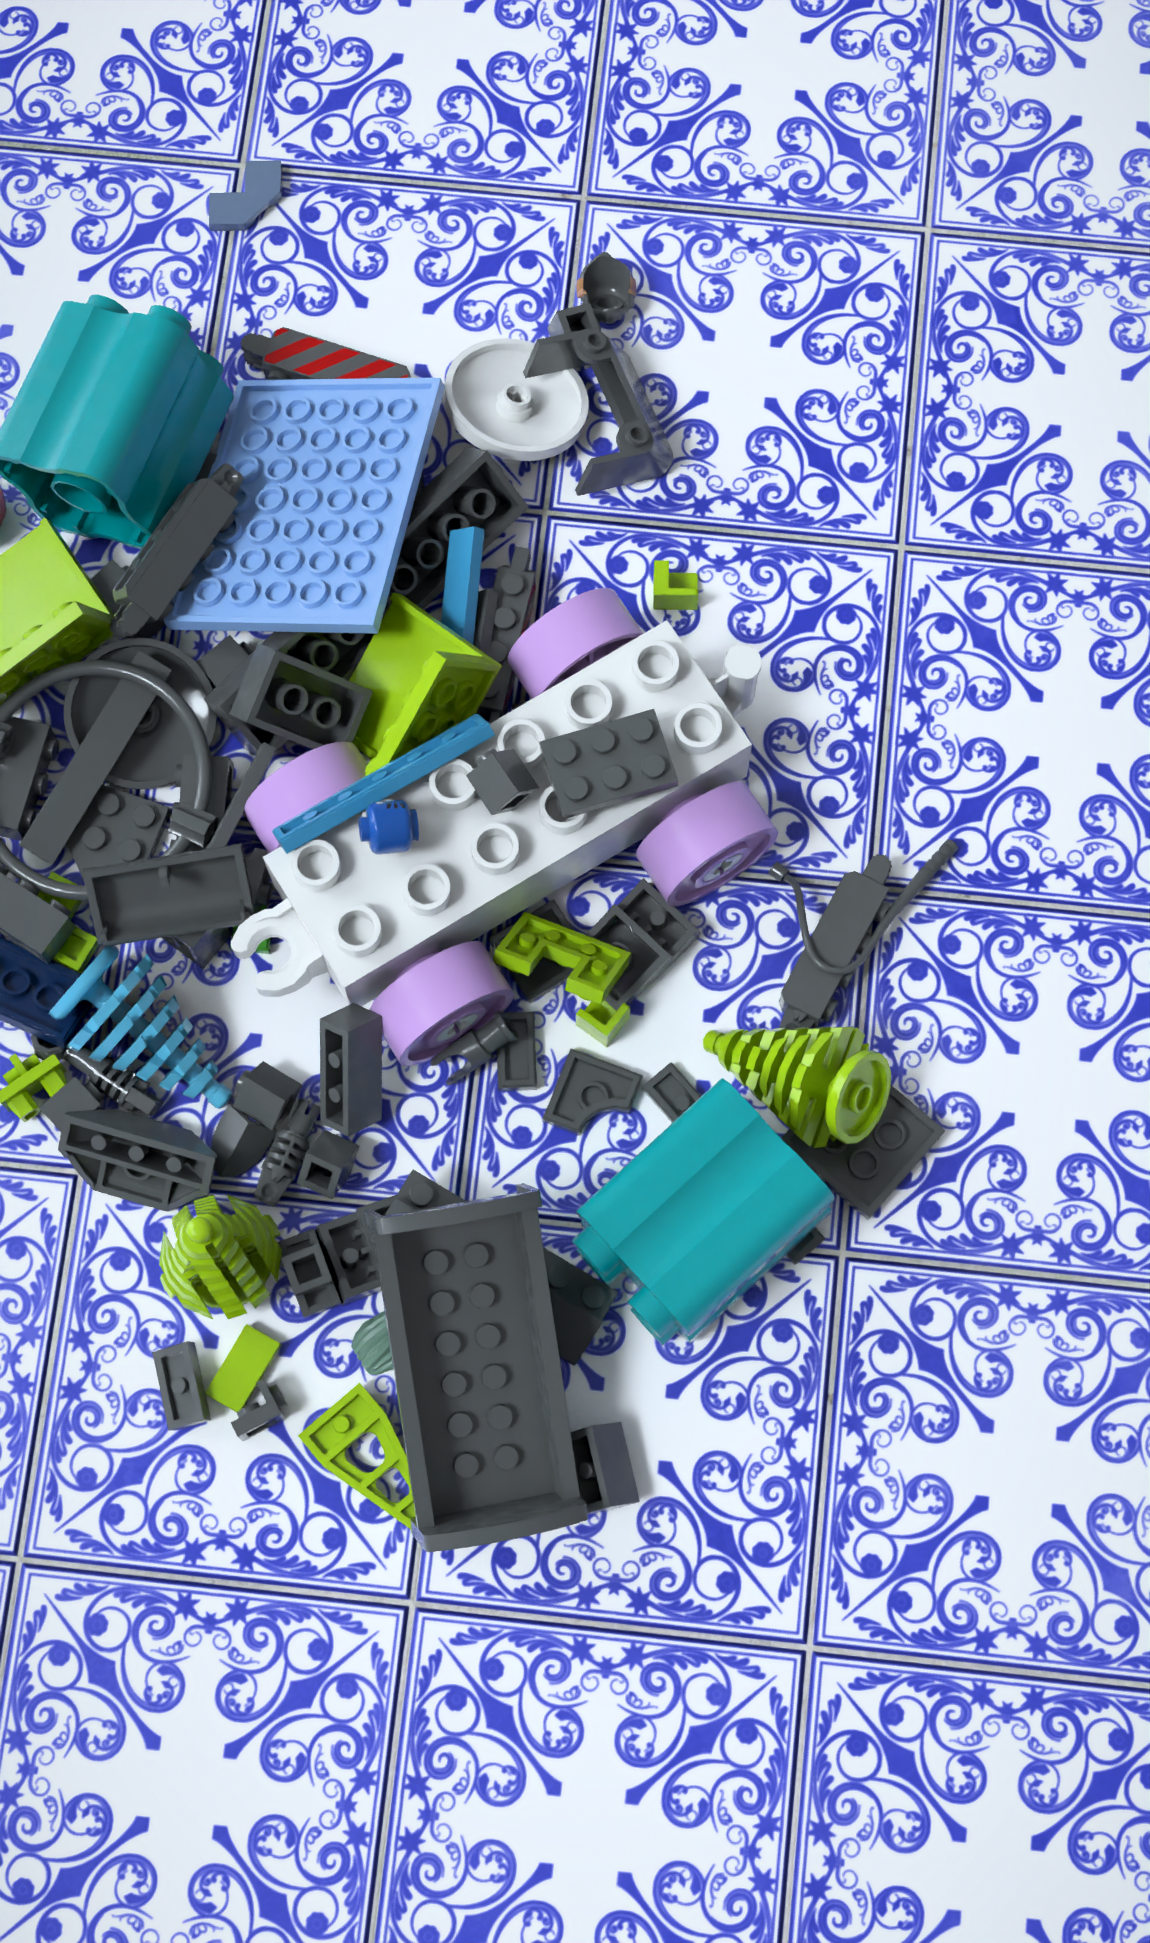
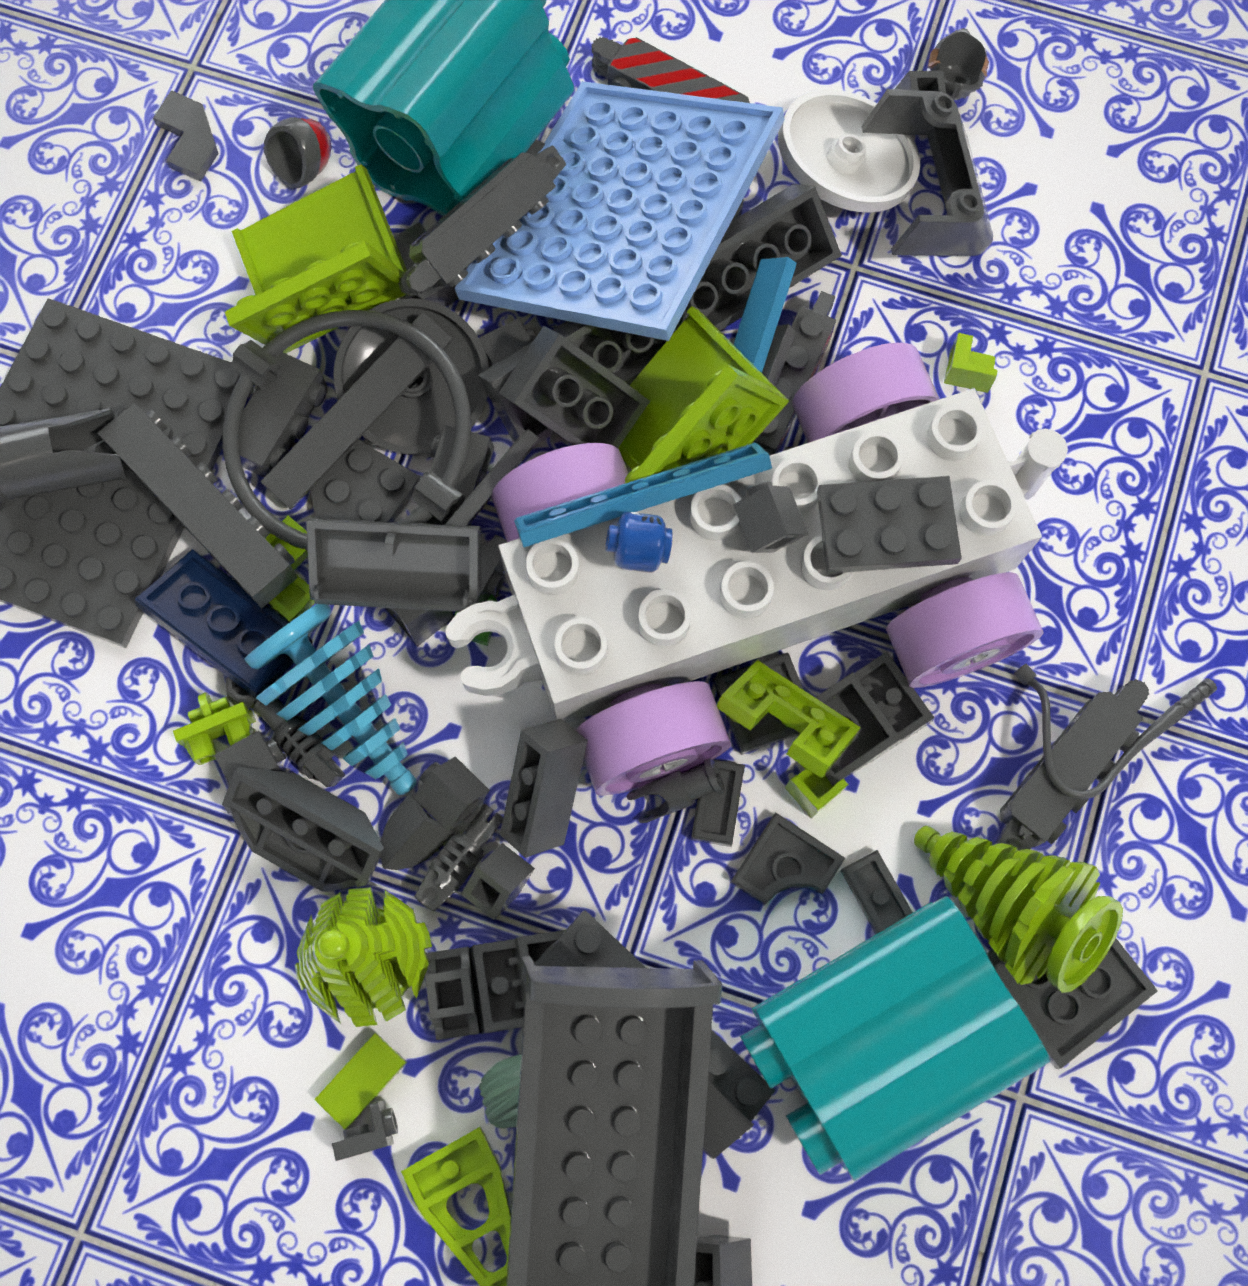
camera: 10 degrees right, 0 degrees up
(181, 1386) = (291, 1086): dark grey plate -> none

